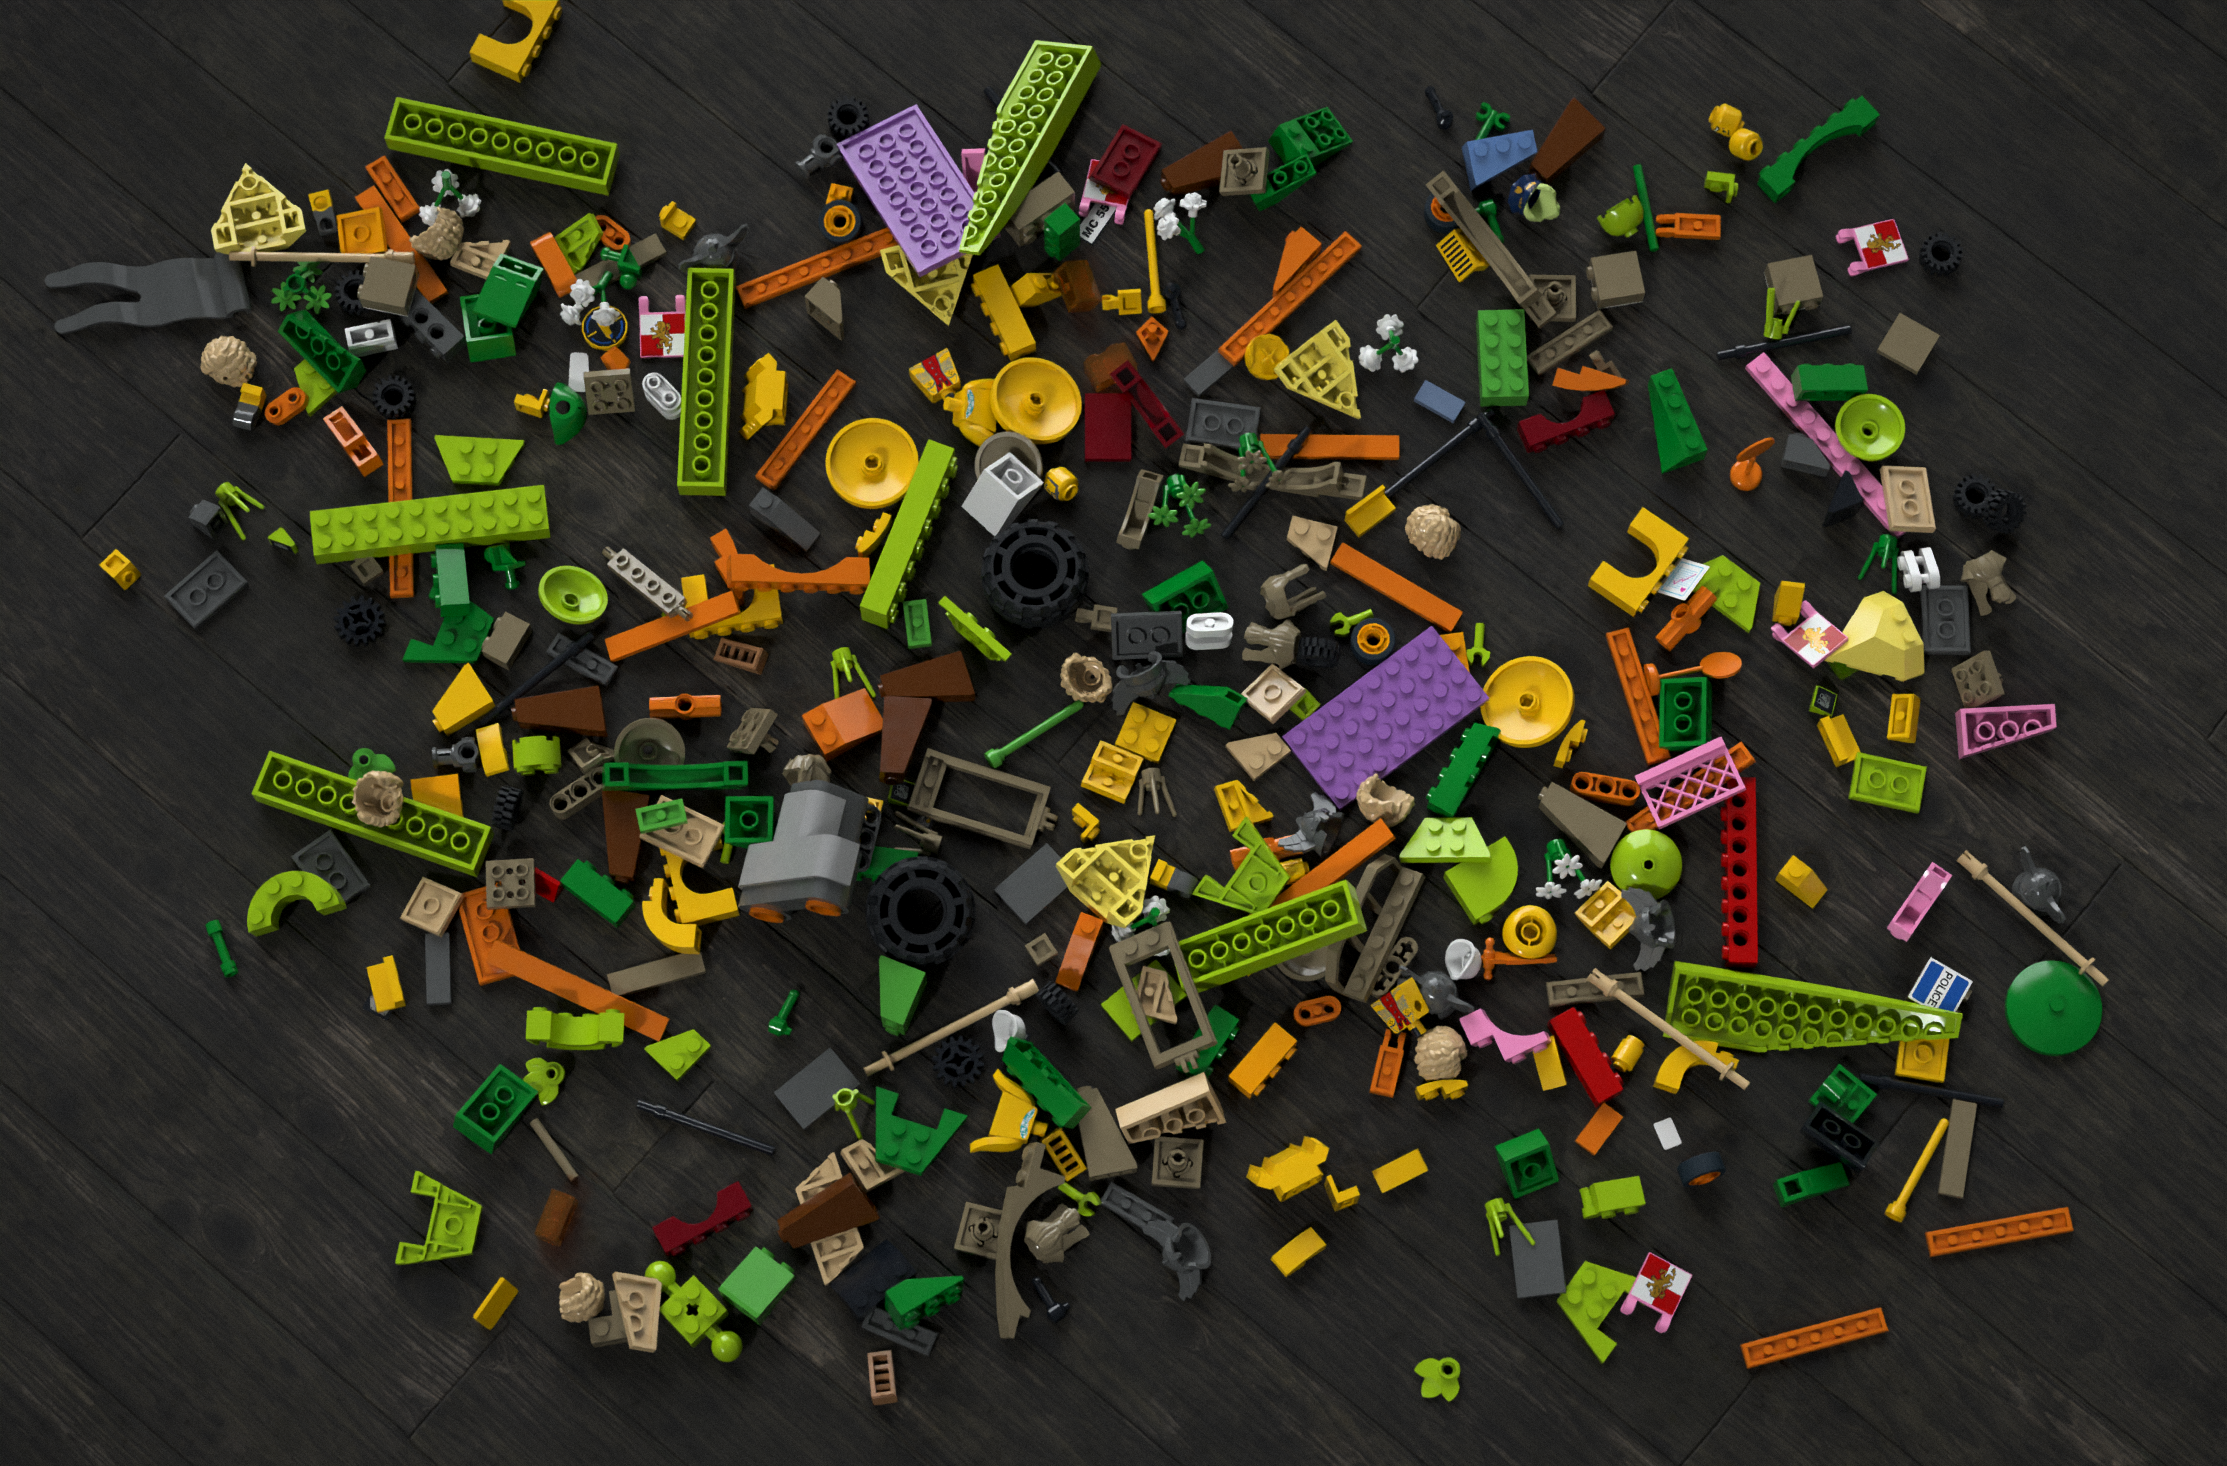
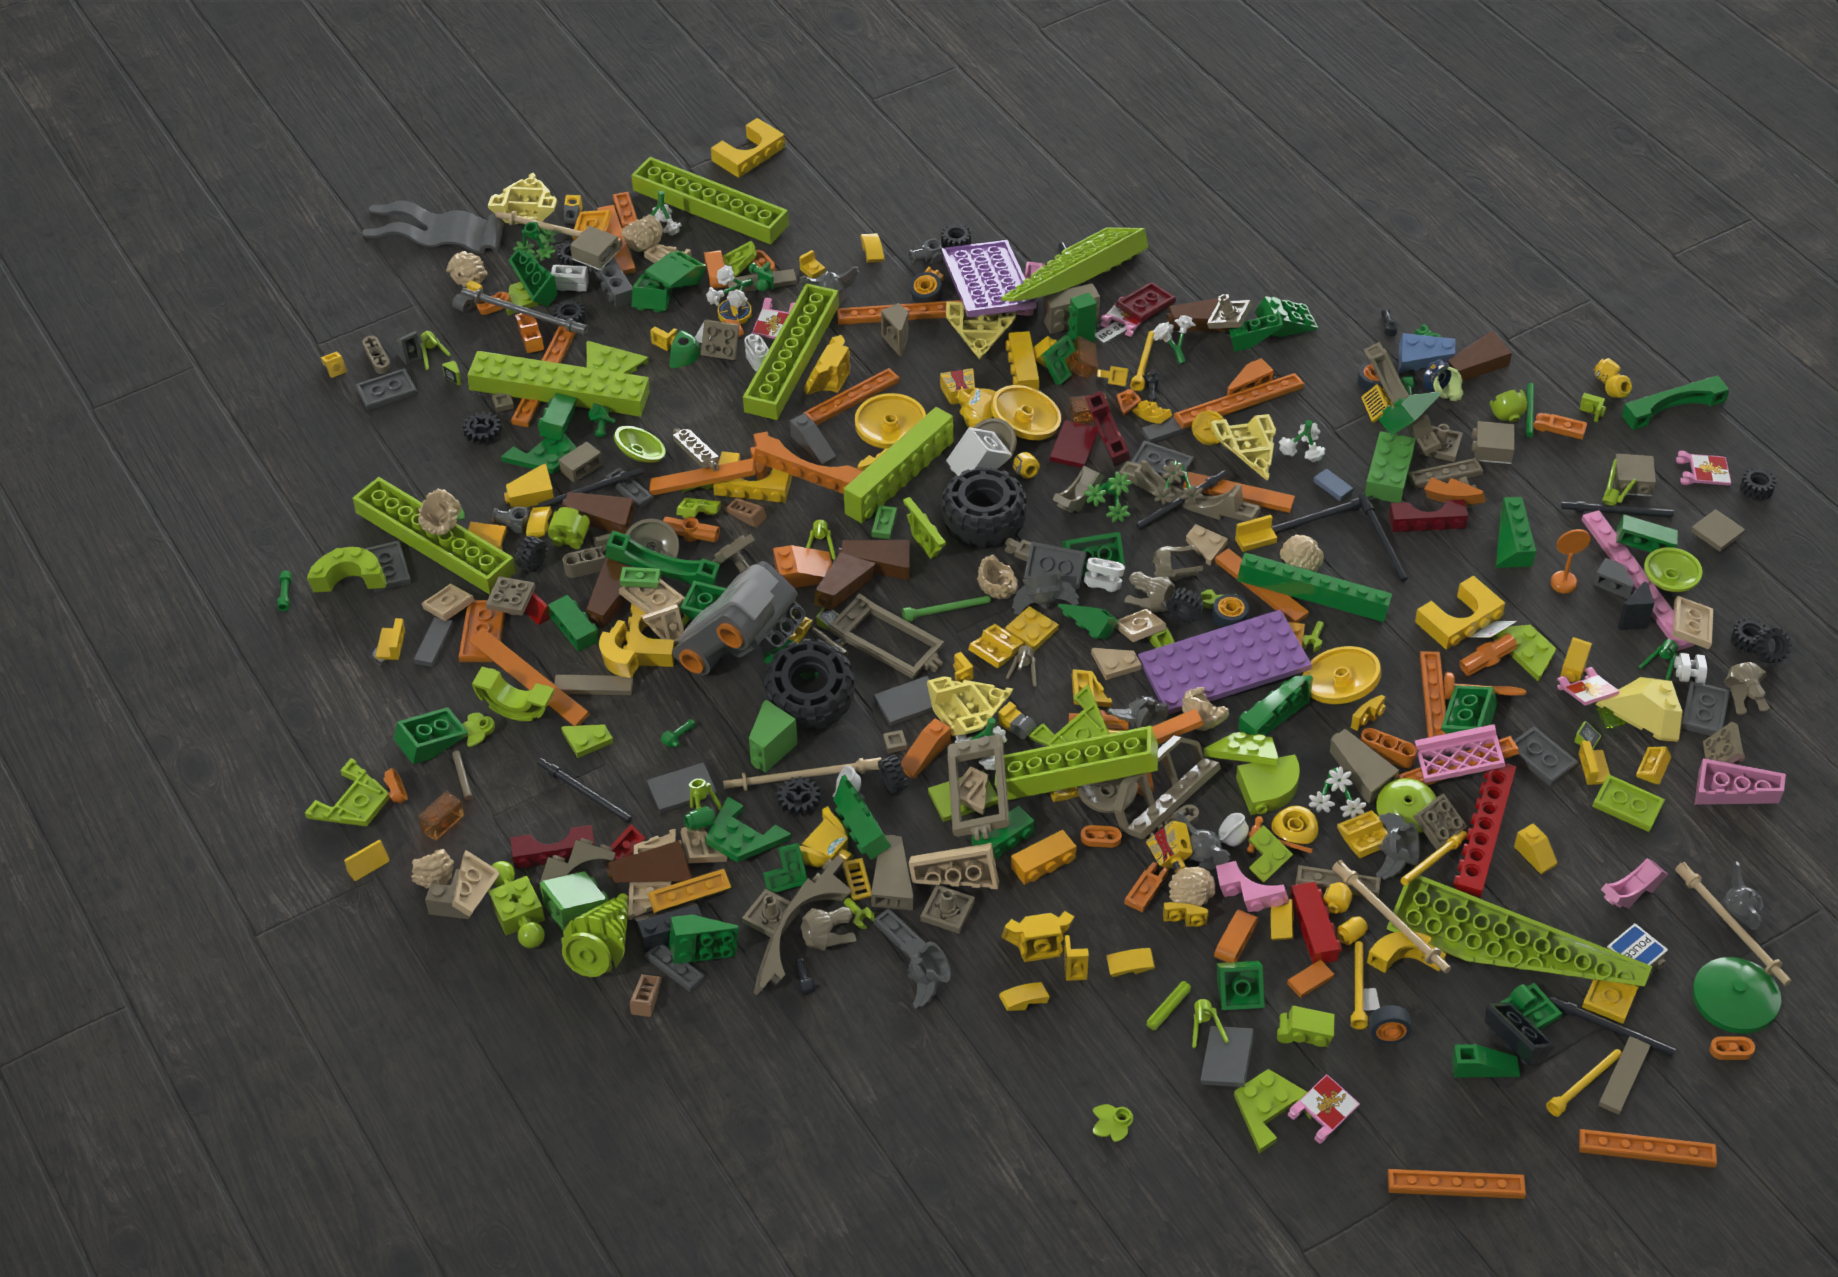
camera: 20 degrees right, 25 degrees down
(158, 535) = (375, 360): none -> dark tan beam
(404, 419) = (570, 324): none -> dark grey bar
(479, 1186) = (394, 782): none -> orange plate
(677, 667) = (690, 507): none -> lime plate
(715, 869) = (665, 623): none -> tan wing
(744, 1225) = (582, 852): none -> dark tan arch
(745, 165) = (872, 246): none -> yellow slope
(780, 1188) = (624, 844): none -> red slope
(807, 1328) = (597, 938): none -> lime plant
(860, 1136) = (699, 818): none -> green brick
(882, 1233) = (689, 890): none -> light orange plate
(987, 1174) = (792, 871): none -> green plate
(1046, 302) = (1055, 359): none -> green plate
(1188, 350) = (1150, 412): none -> yellow slope
(1456, 1212) = (1168, 1005): none -> lime axle
(1461, 579) = (1314, 587): none -> green brick
(1505, 1101) = (1236, 937): none -> orange beam
(1510, 284) = (1406, 411): none -> green slope
(1517, 983) = (1273, 854): none -> lime plate
(1601, 1017) = (1337, 897): none -> yellow head
(1663, 1164) = (1359, 1019): none -> yellow piece
(1688, 877) = (1439, 821): none -> dark tan tile
(1709, 901) = (1452, 843): none -> yellow bar
(1778, 743) = (1543, 756): none -> dark grey tile
(2061, 1080) = (1730, 1048): none -> orange plate

